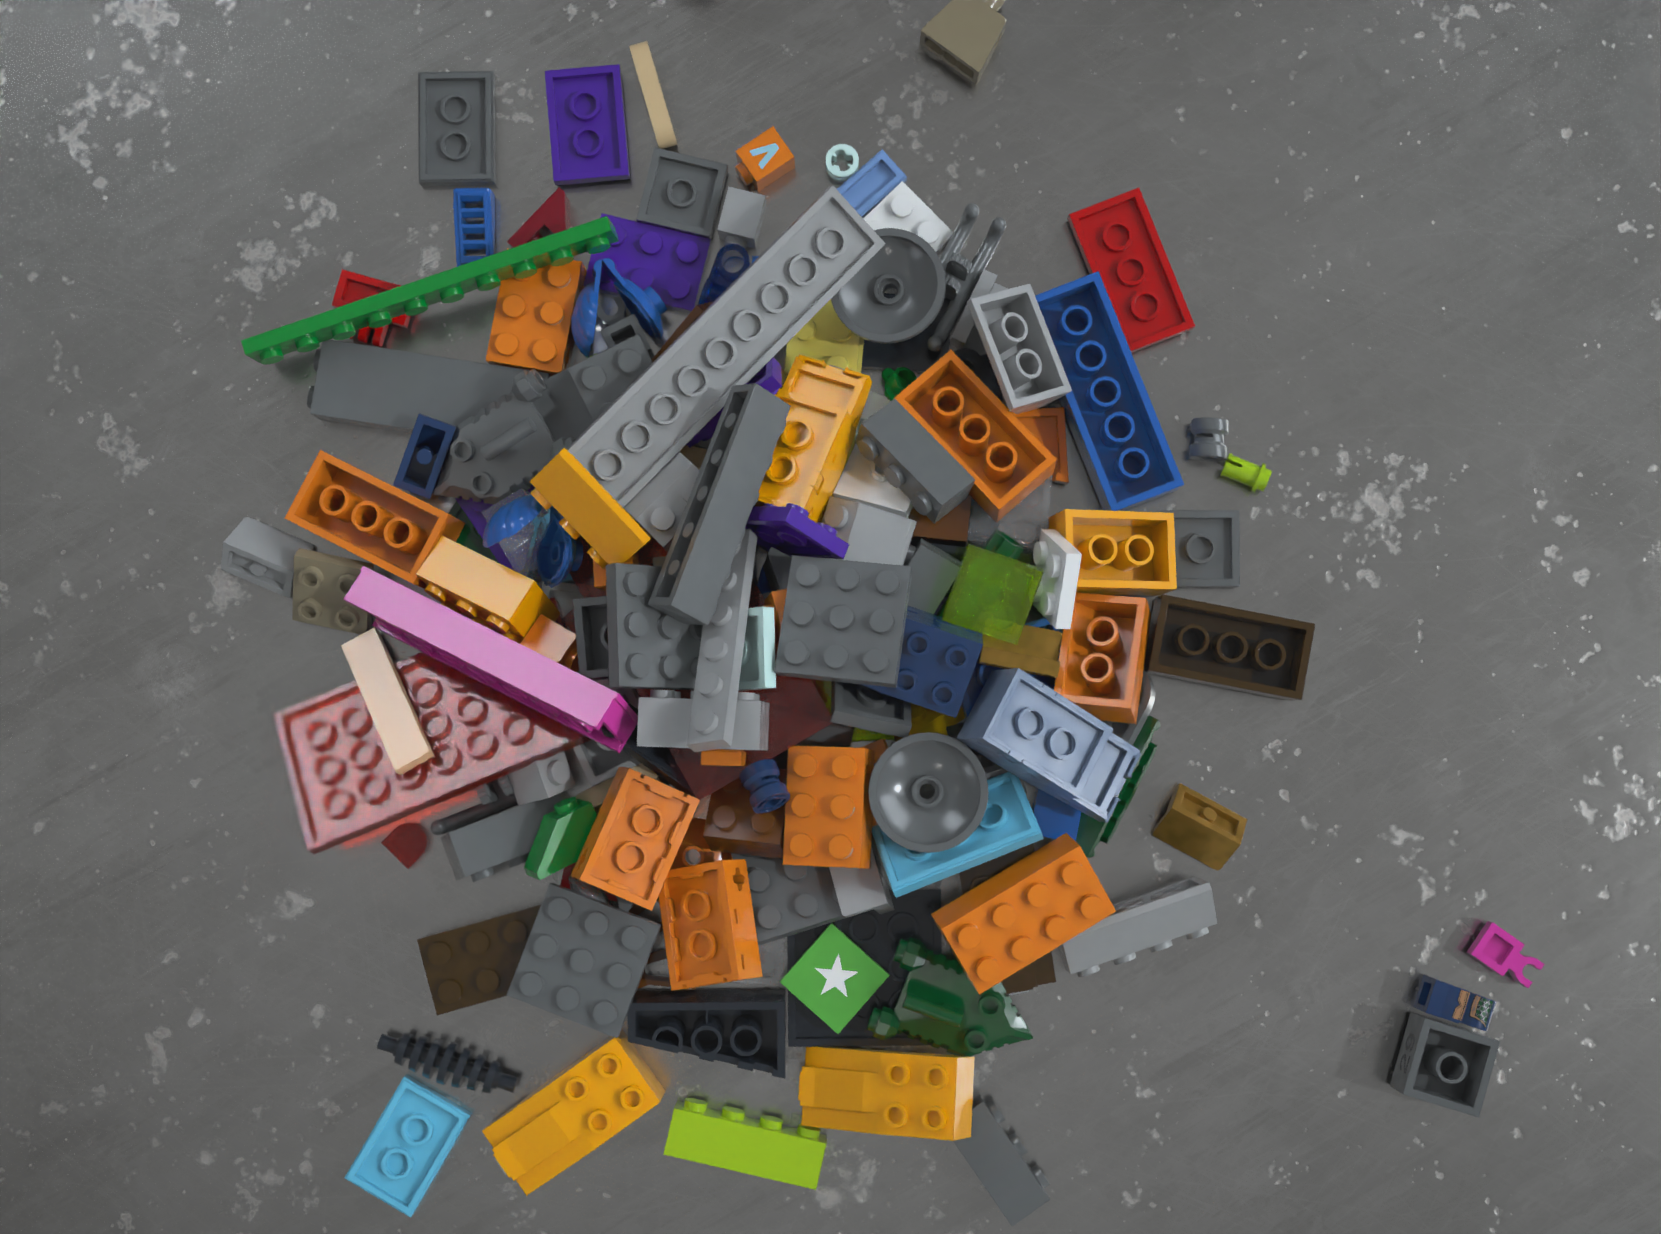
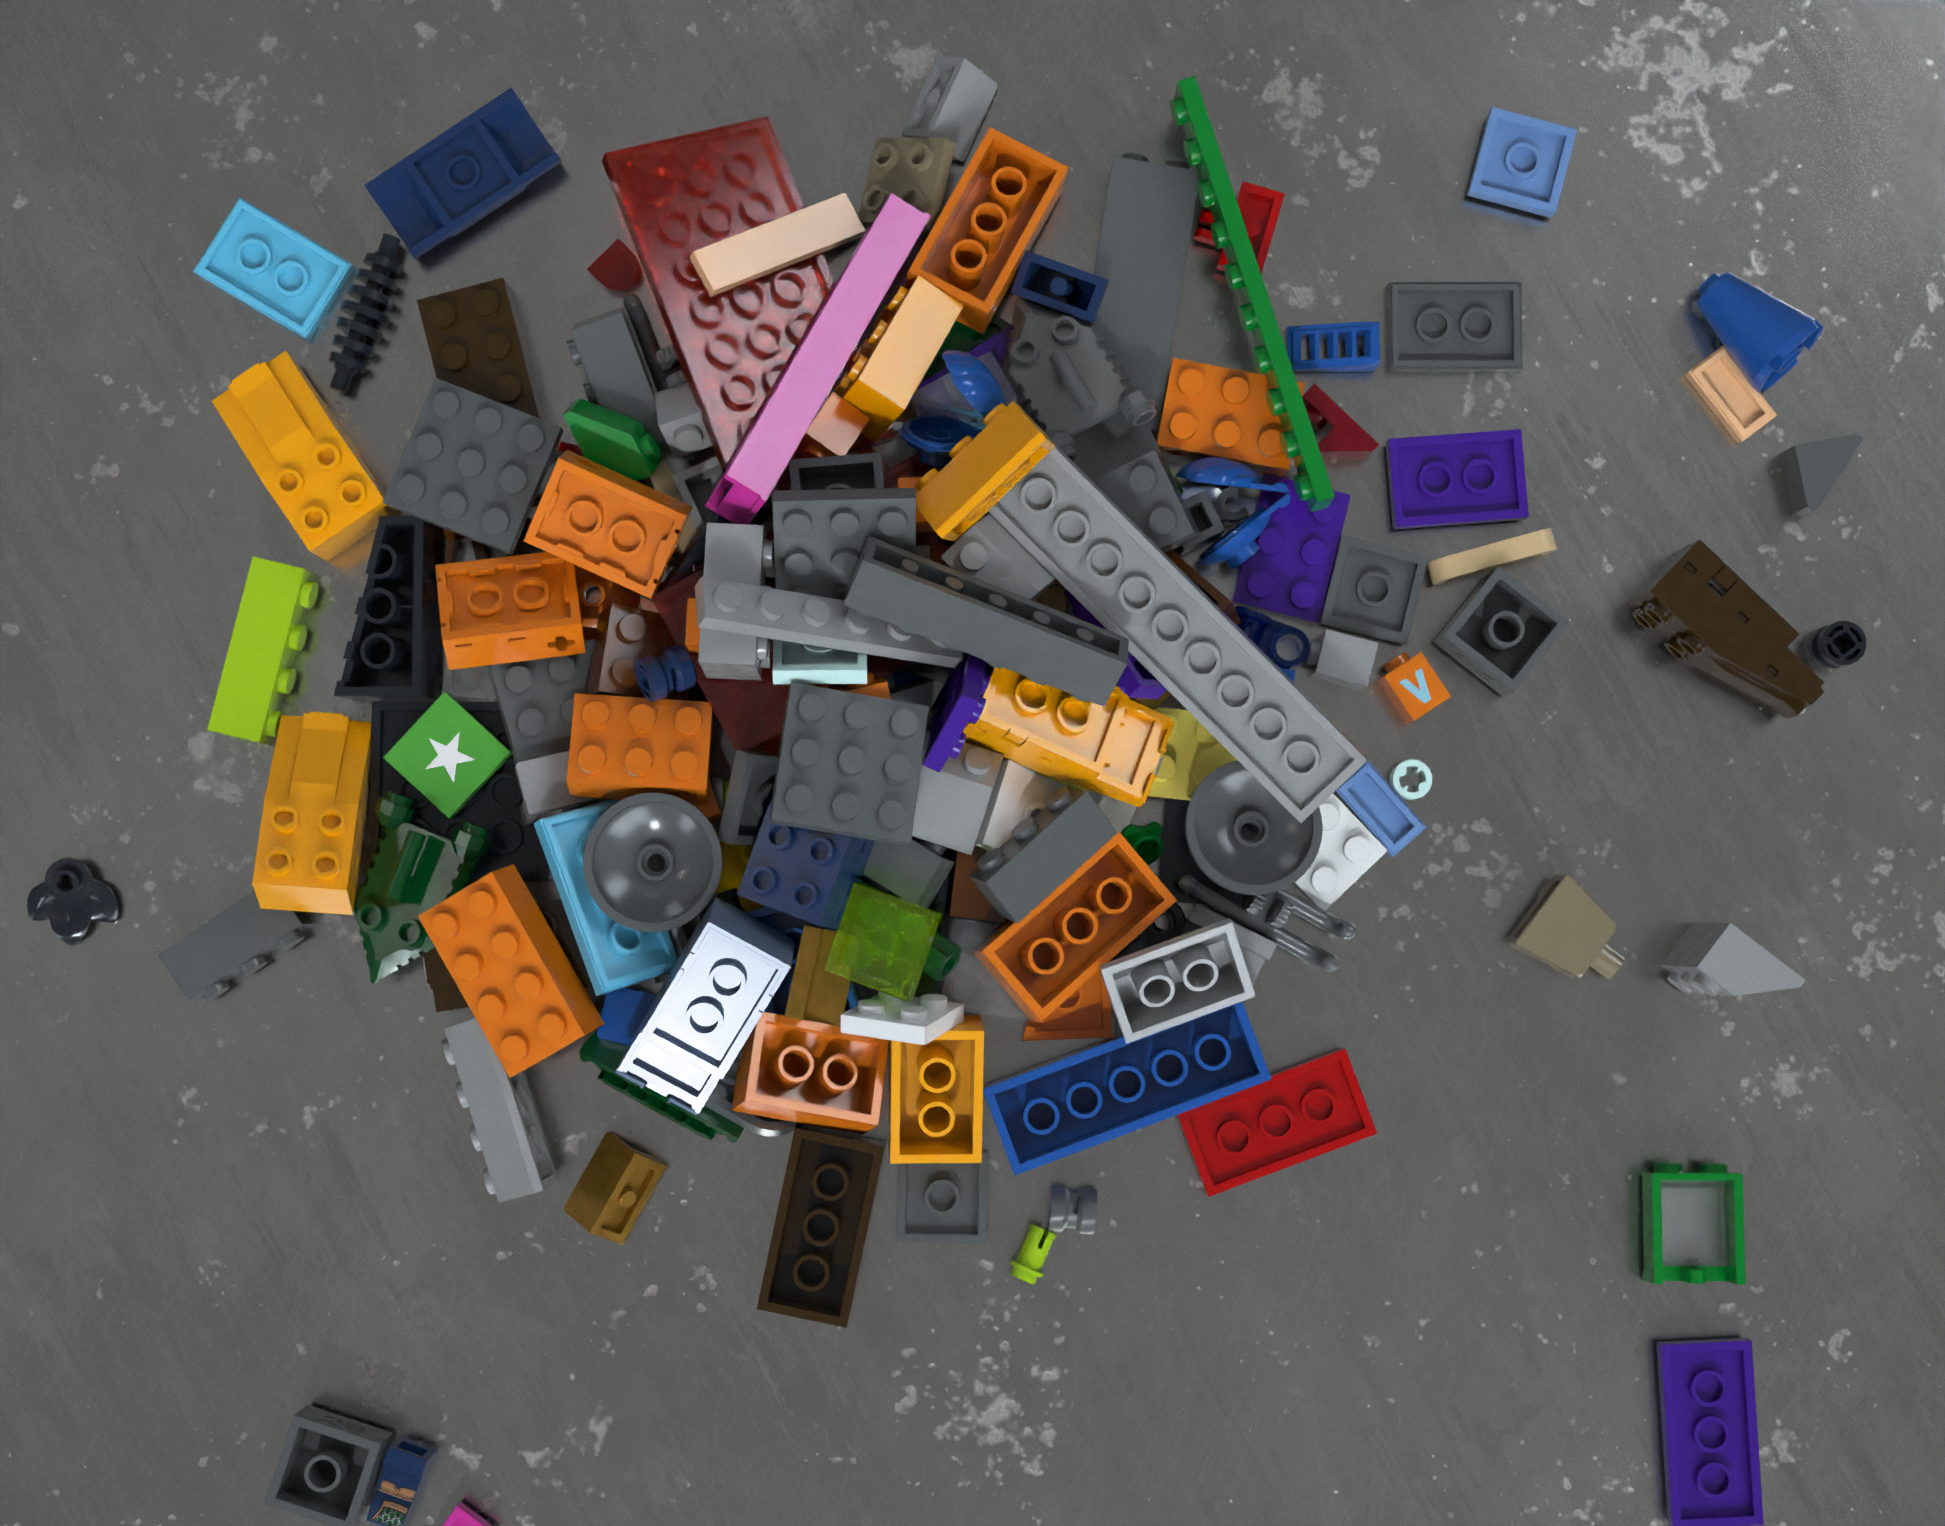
camera: 90 degrees right, 0 degrees up
(315, 71) = (1522, 162): none -> medium blue plate
(324, 979) = (463, 174): none -> dark blue piece
(717, 85) = (1501, 631): none -> dark grey brick

